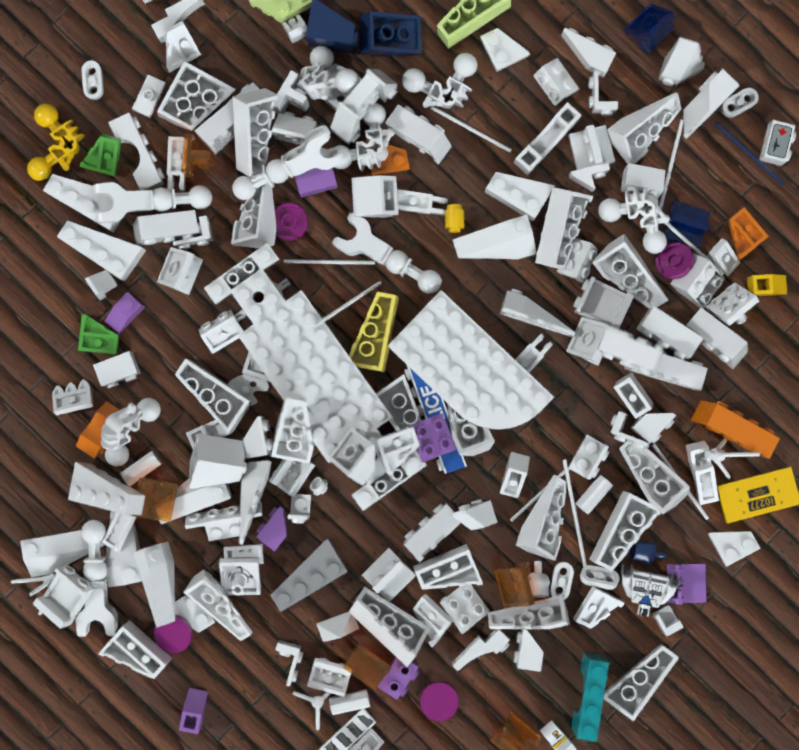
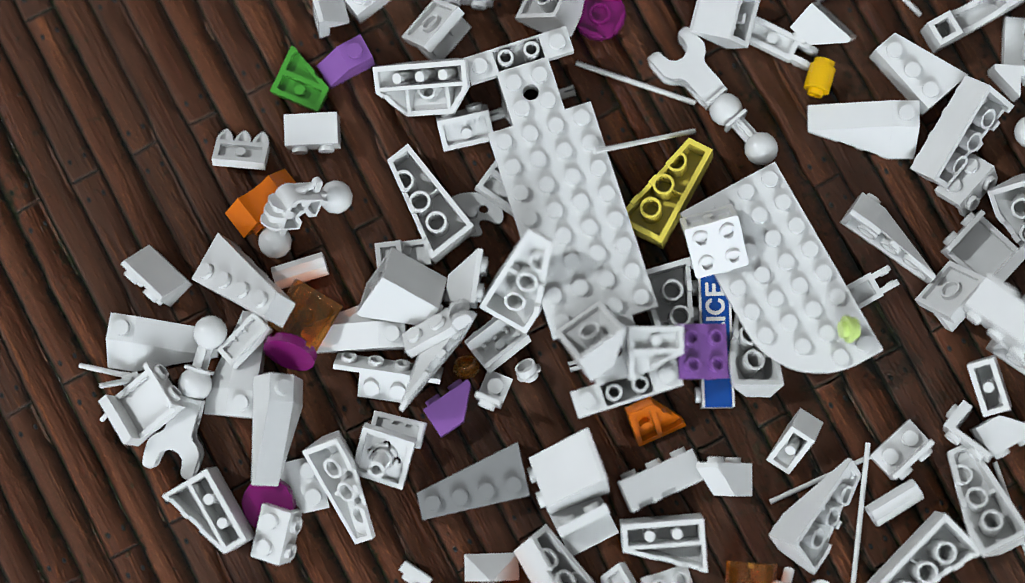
camera: 25 degrees right, 5 degrees down
(43, 504) = (157, 275): none -> white slope
(152, 527) = (290, 351): none -> magenta tile
(182, 313) = (423, 86): none -> white wedge
(185, 653) = (276, 534): none -> white bracket
(247, 480) = (437, 328): none -> white hinge
(276, 497) = (466, 367): none -> clear orange plate
(368, 547) = (568, 473): none -> white slope
(414, 493) = (652, 420): none -> orange wing
(416, 359) = (714, 241): none -> white bracket
(445, 183) = (820, 26): none -> white slope
(525, 391) = (849, 328): none -> yellowish green plate

